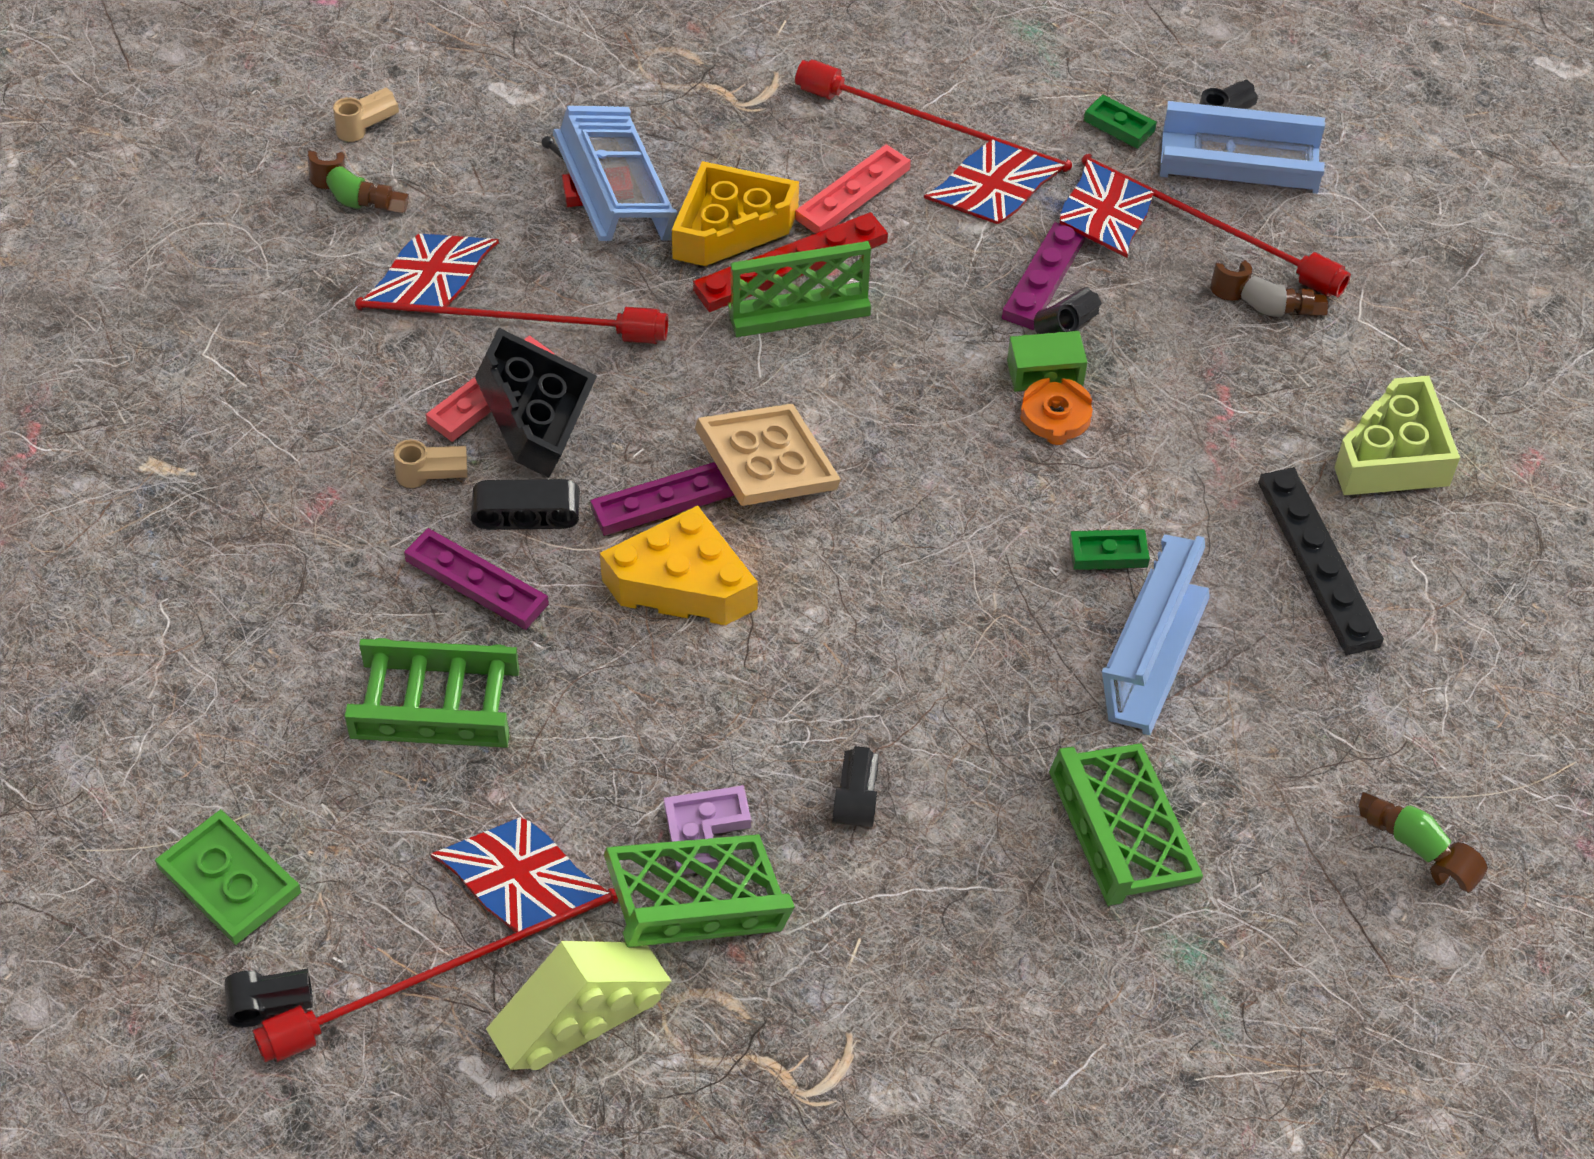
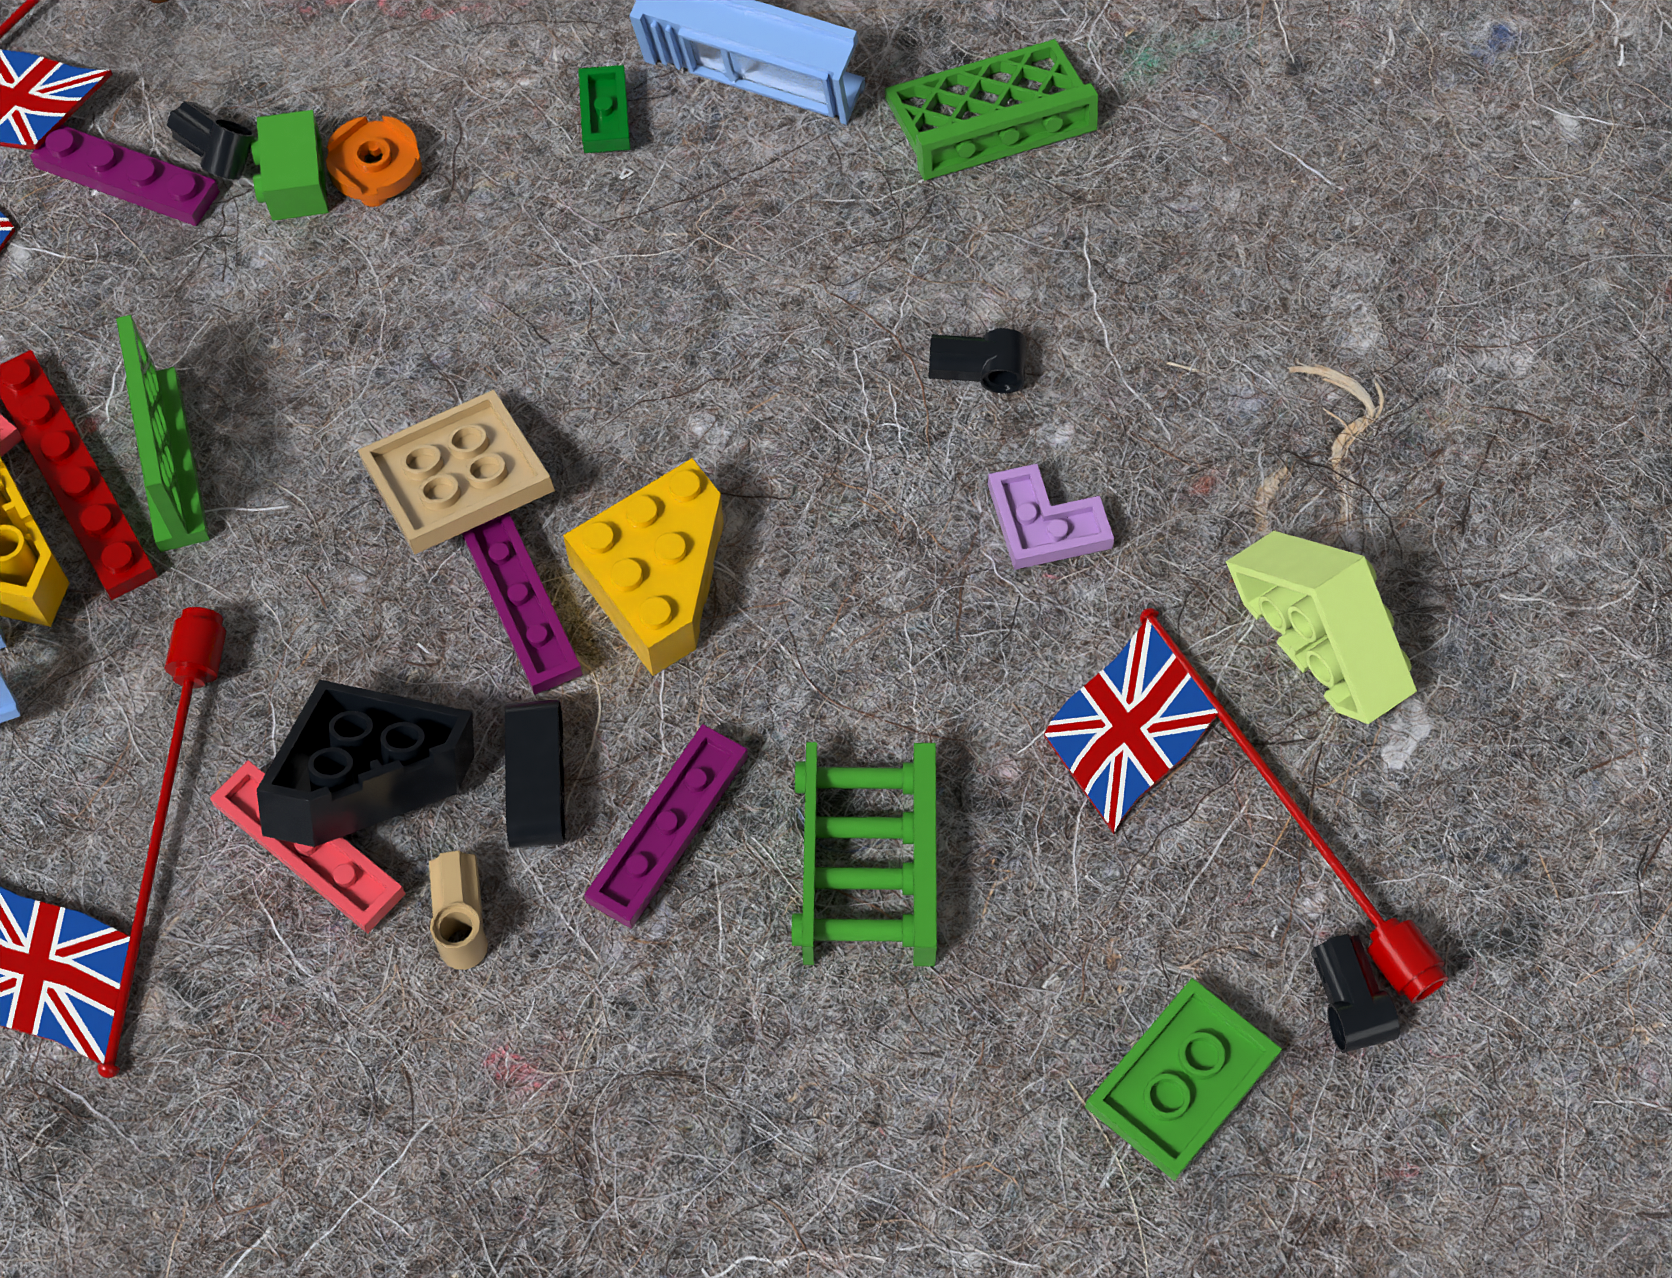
camera: 90 degrees left, 10 degrees up
(706, 915) = (1191, 486): bright green fence -> none

